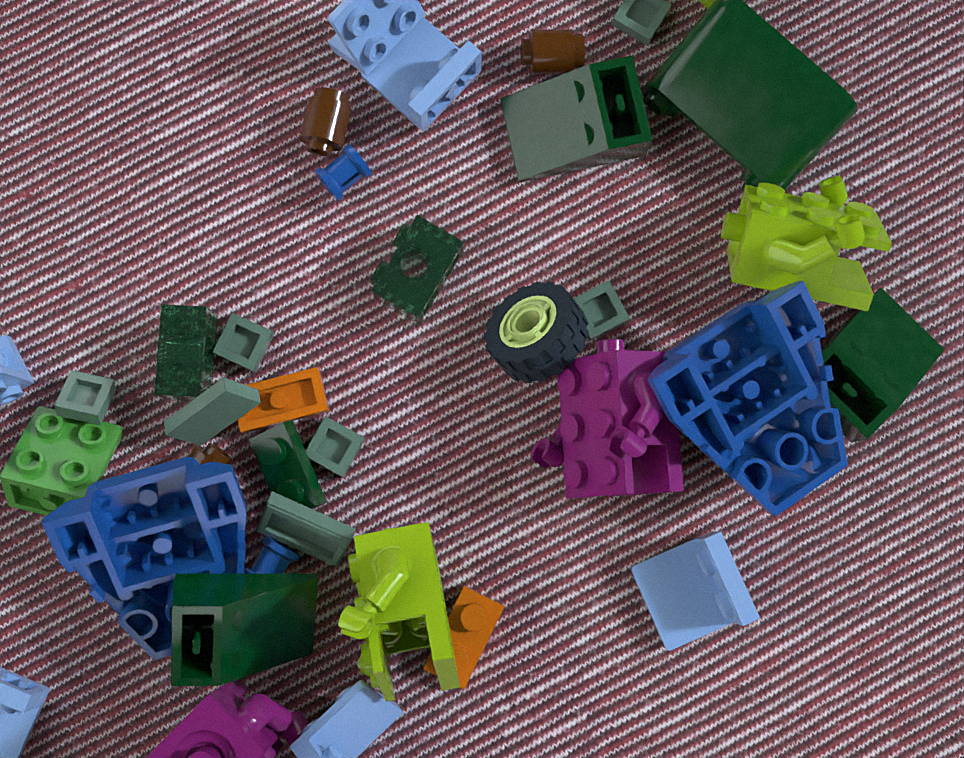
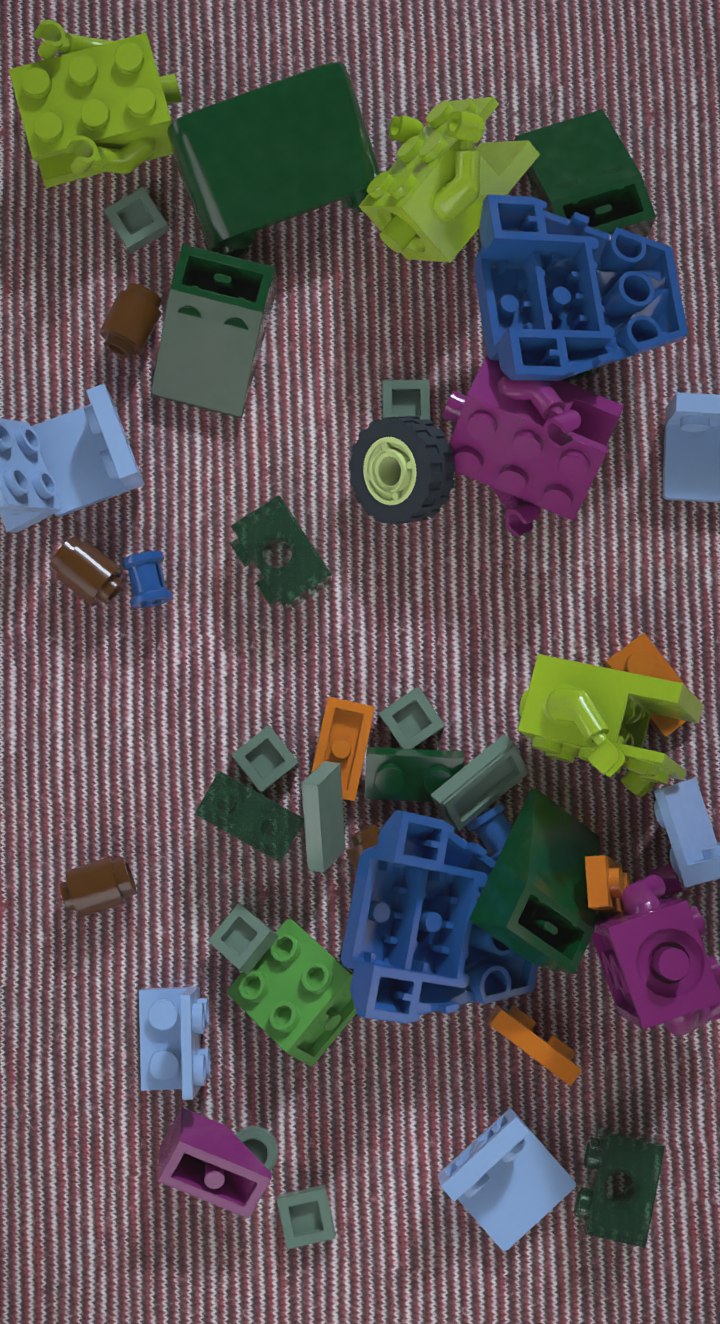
camera: 65 degrees left, 0 degrees up
(73, 259) = (98, 886): none -> reddish brown brick
(105, 700) = (552, 1054): none -> orange plate
(265, 675) = (605, 884): none -> orange plate

